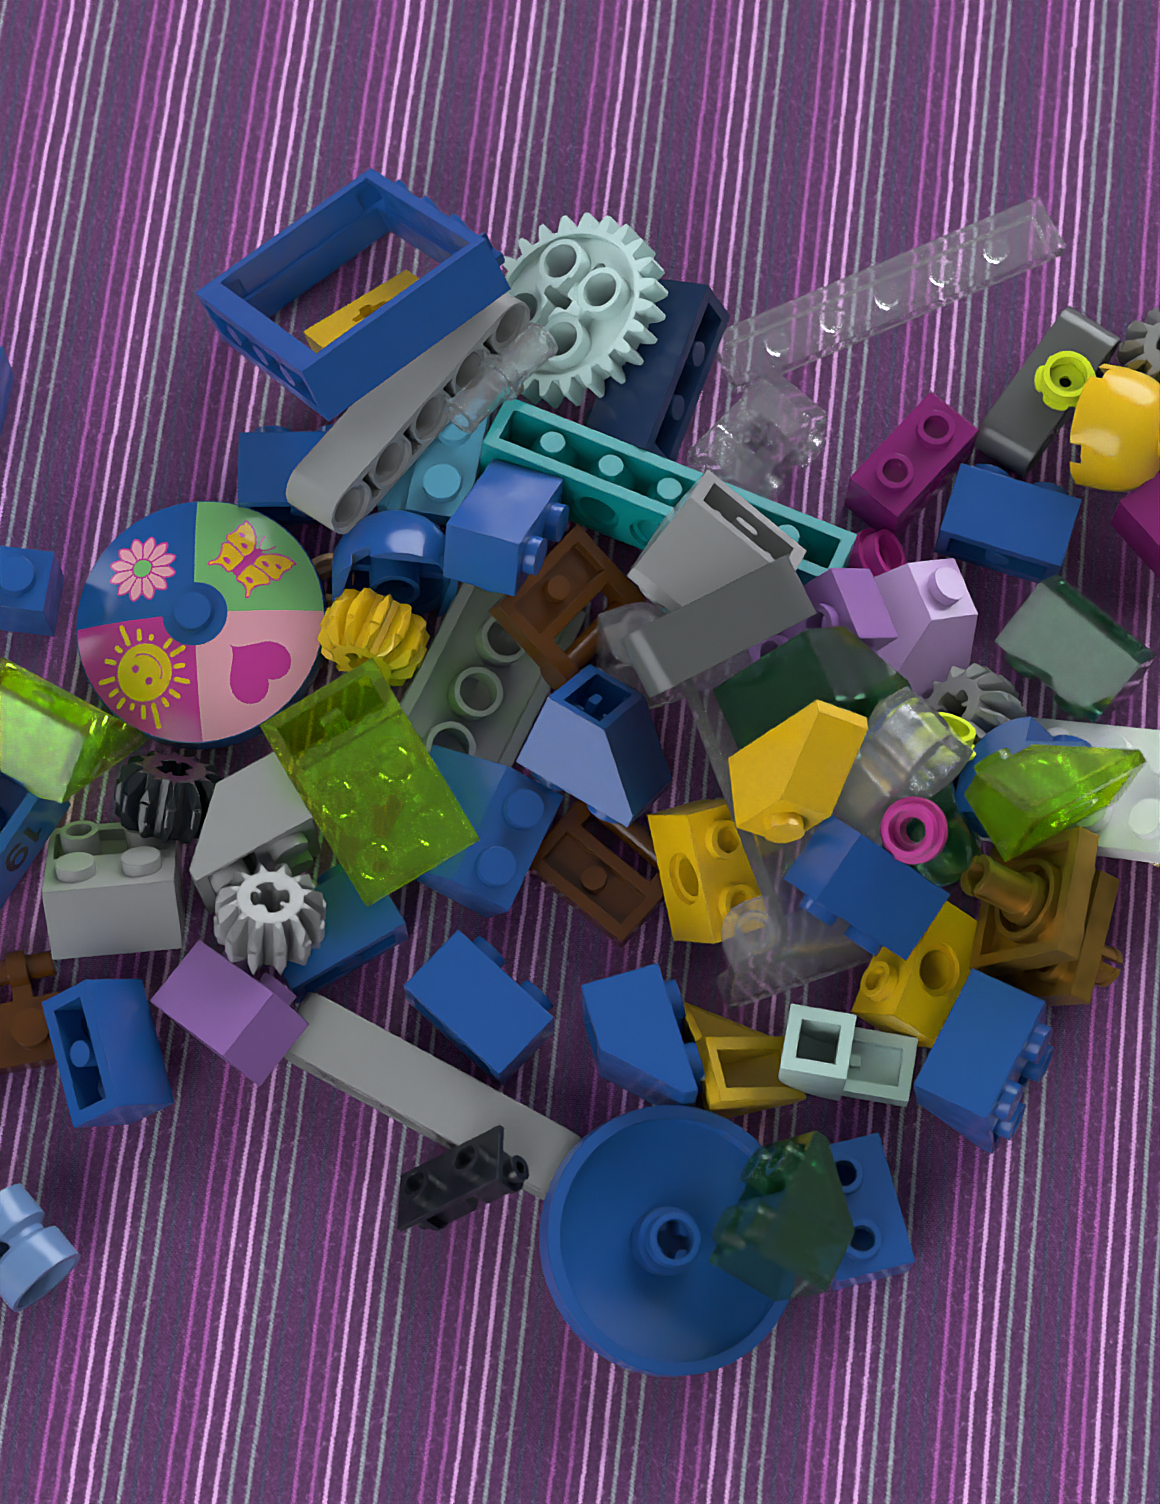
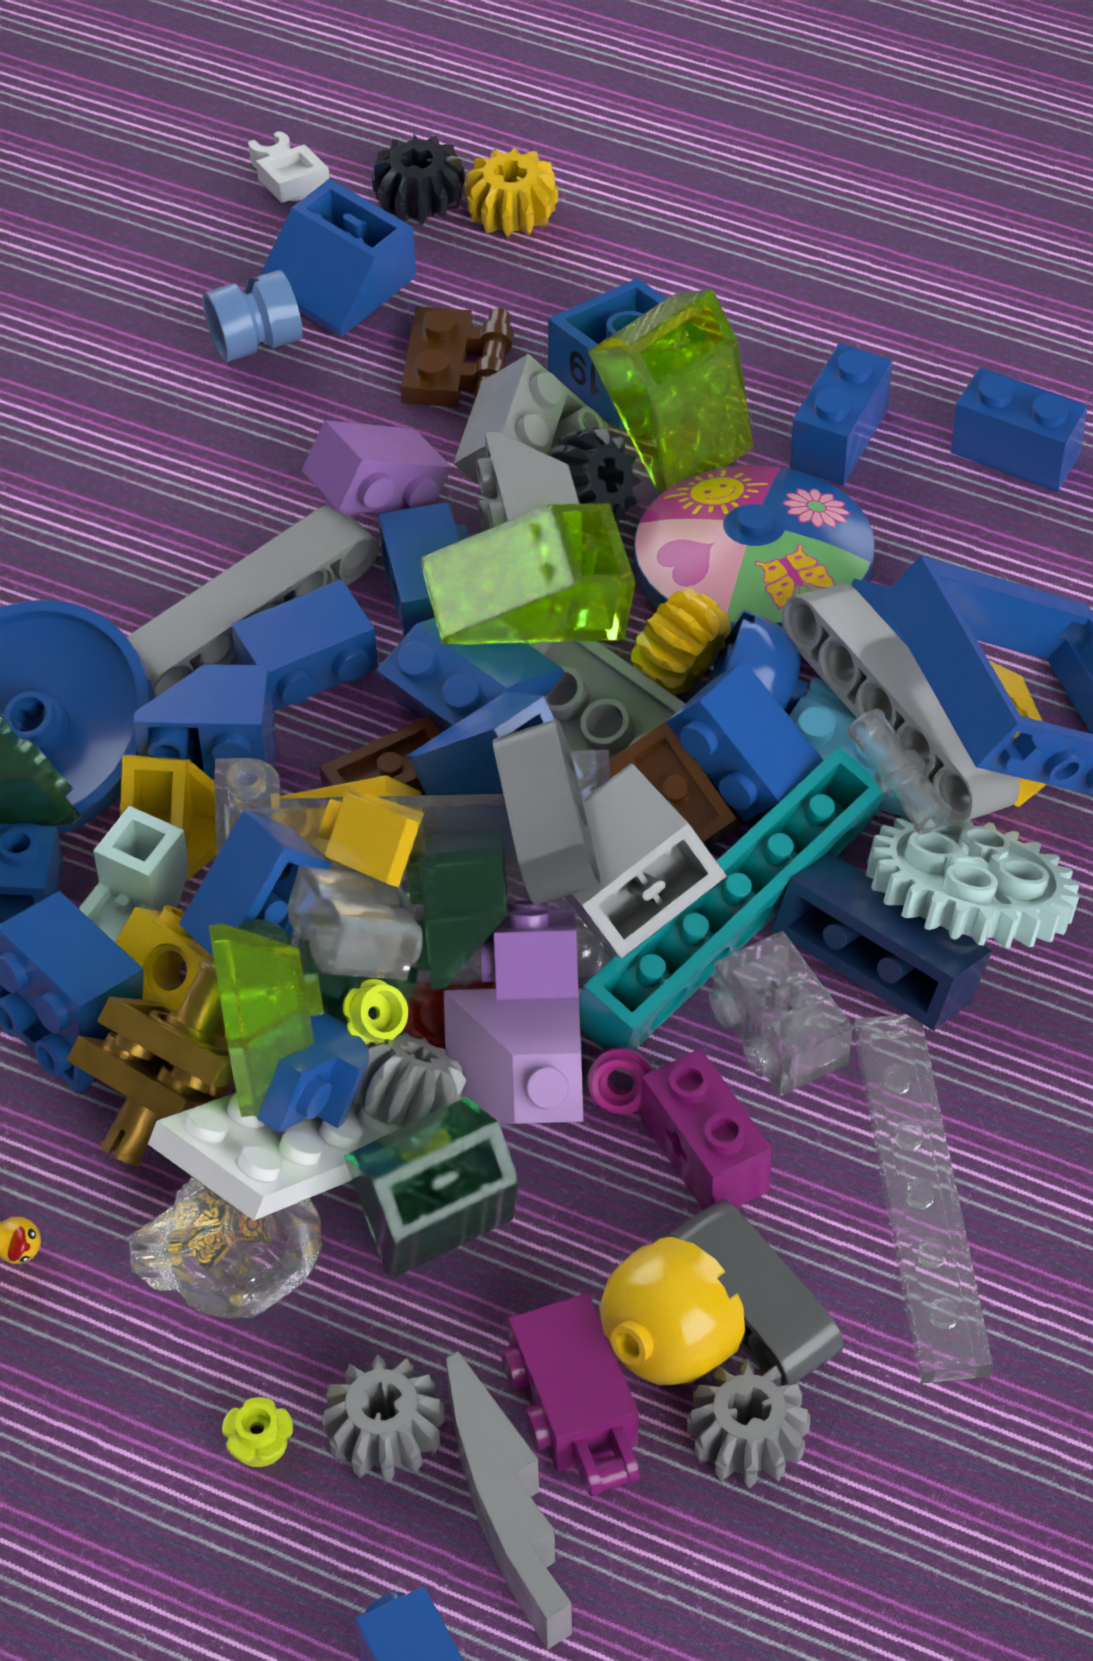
camera: 110 degrees right, 20 degrees down
(107, 1052) = (385, 392): blue brick -> none
(270, 918) = (435, 485): light grey gear -> none
(447, 1184) = (157, 580): black hinge -> none
(894, 830) = (274, 901): dark pink plate -> none
(1007, 523) = (612, 1204): blue brick -> none
(1059, 366) = (746, 1259): neon yellow plate -> none

